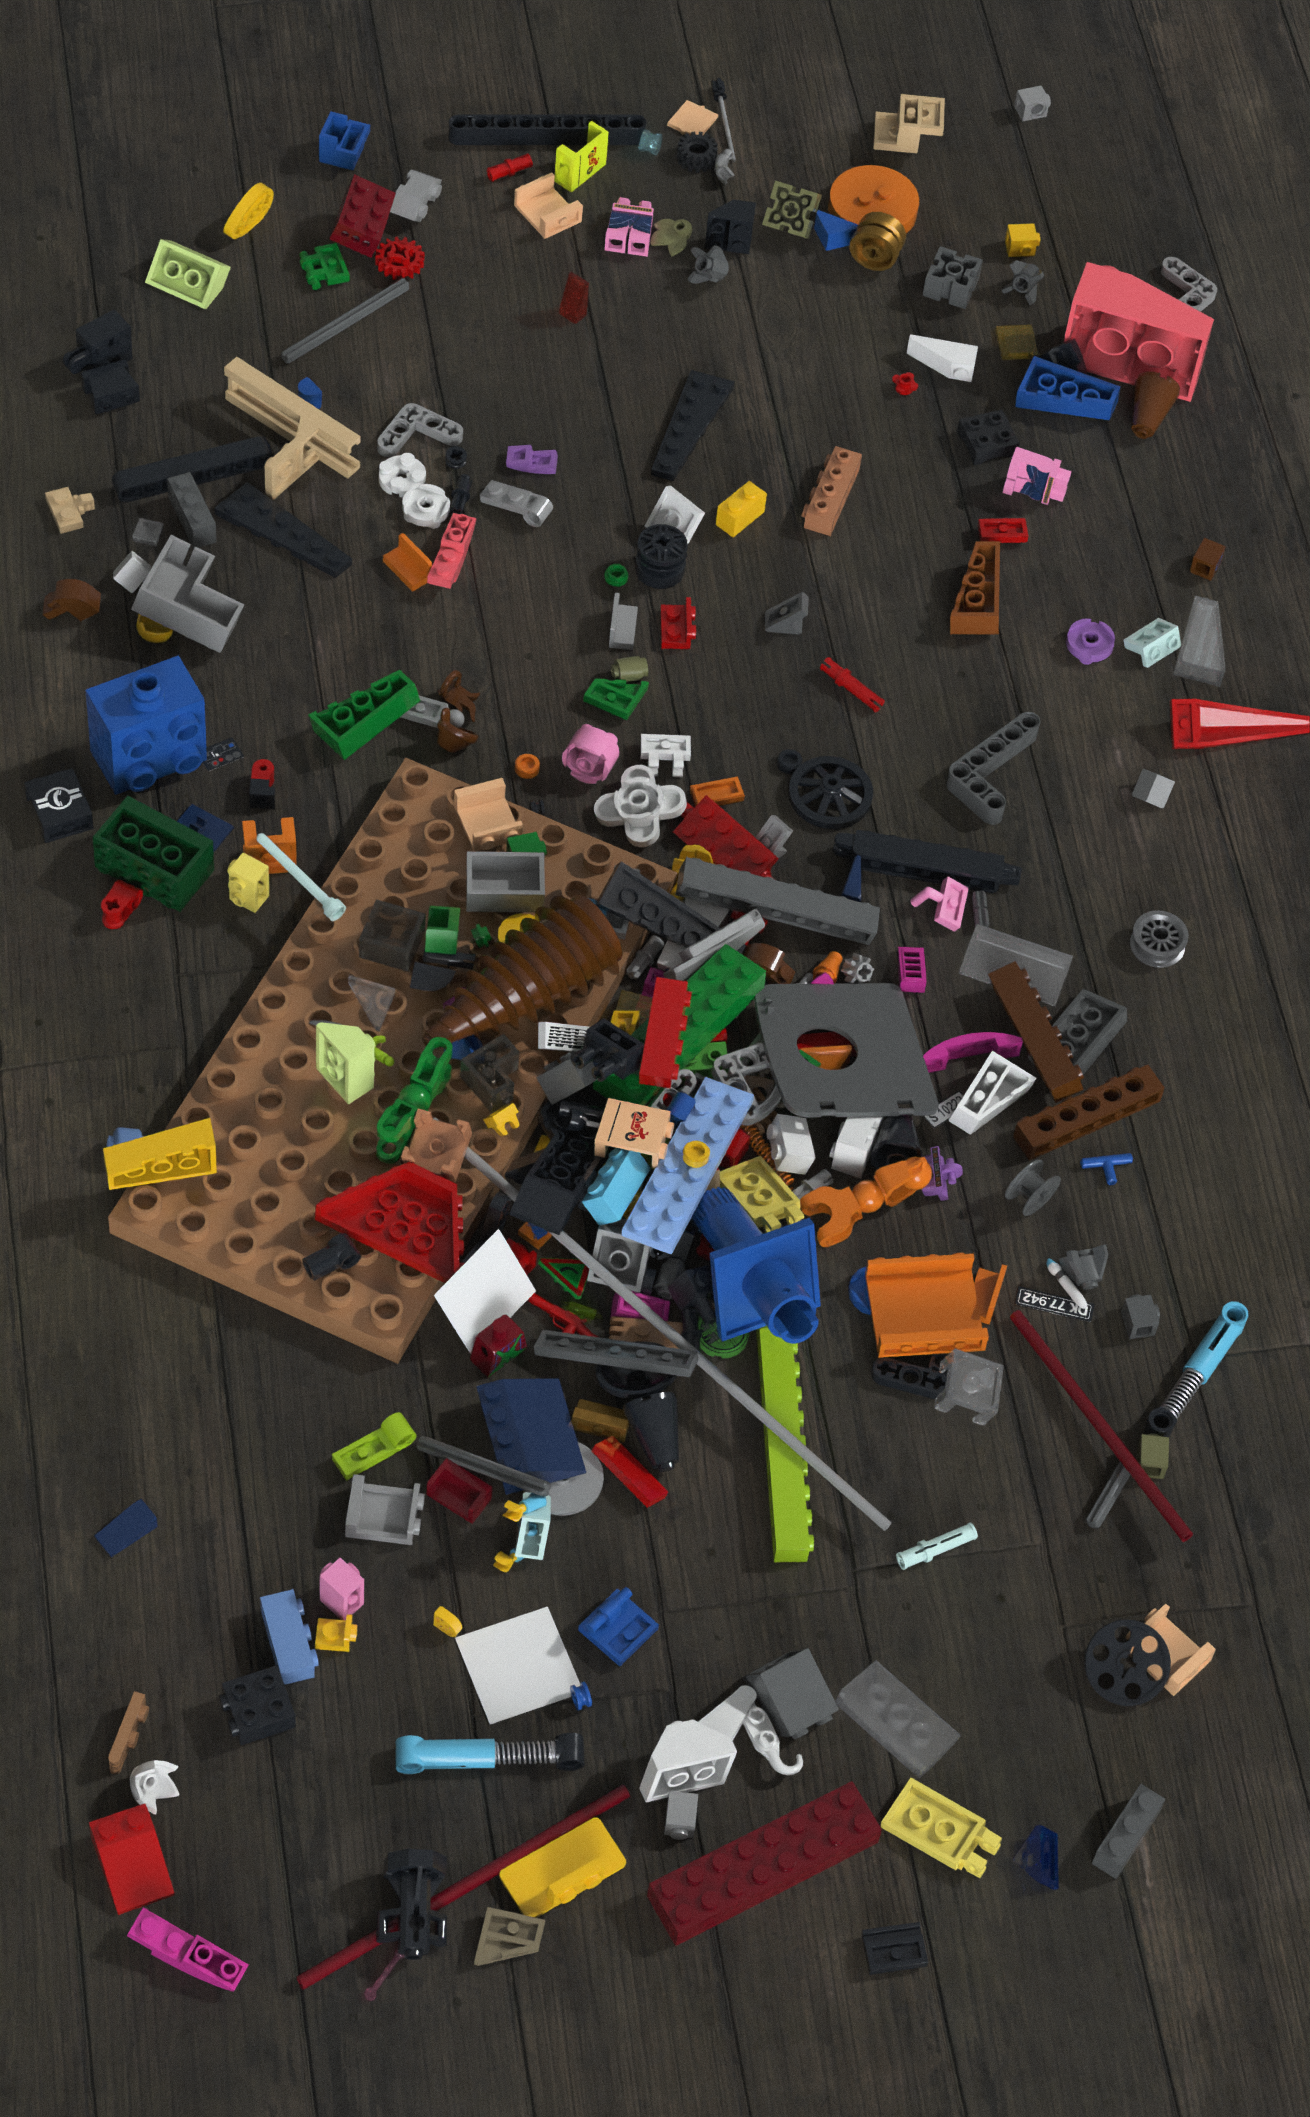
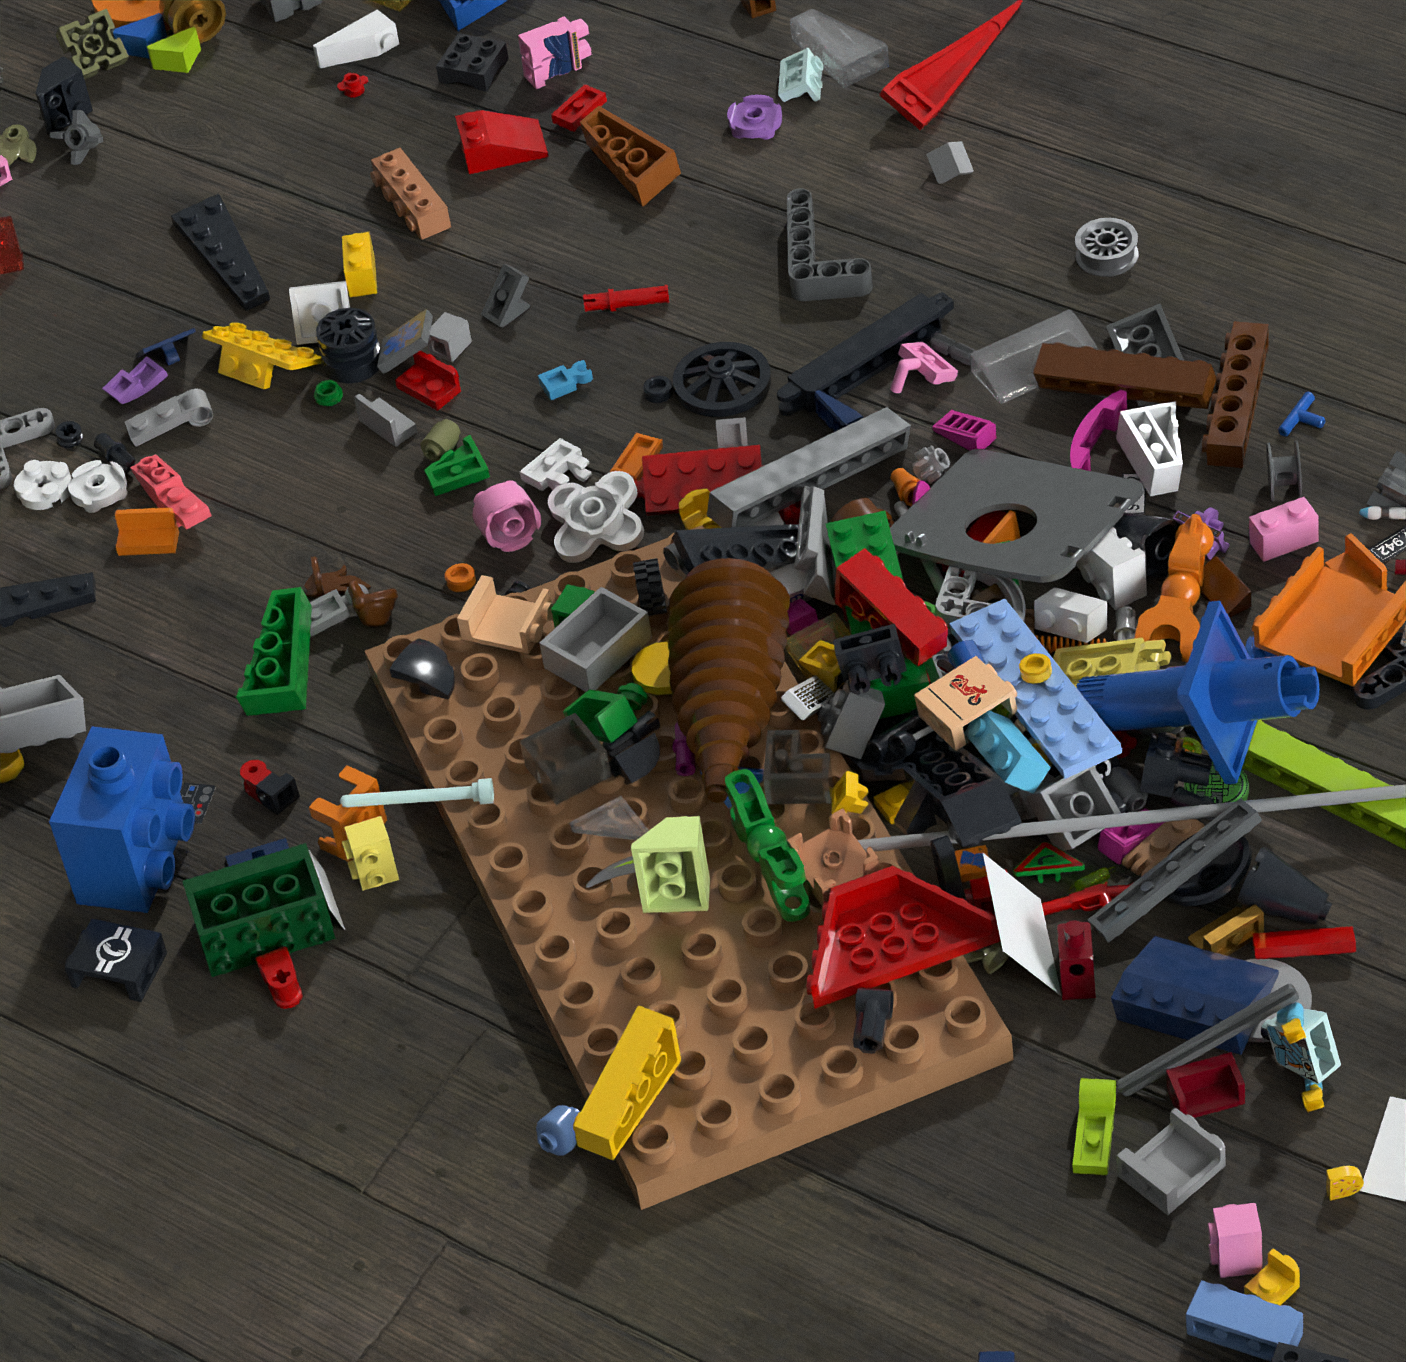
camera: 35 degrees left, 10 degrees down
(205, 879) = (327, 890): none -> white sticker
(408, 802) = (427, 666): none -> black brick
(572, 454) = (167, 347): none -> dark blue piece
(575, 878) = (650, 586): none -> black tyre
(612, 508) = (252, 354): none -> yellow bracket
(693, 585) = (405, 341): none -> dark grey tile
(724, 607) = (449, 337): none -> light grey brick
(744, 699) = (563, 381): none -> dark azure plate
(840, 261) = (175, 52): none -> lime slope
(901, 1222) = (1225, 586): none -> reddish brown slope
(929, 505) = (499, 140): none -> red slope
(984, 1222) = (1283, 529): none -> bright pink brick

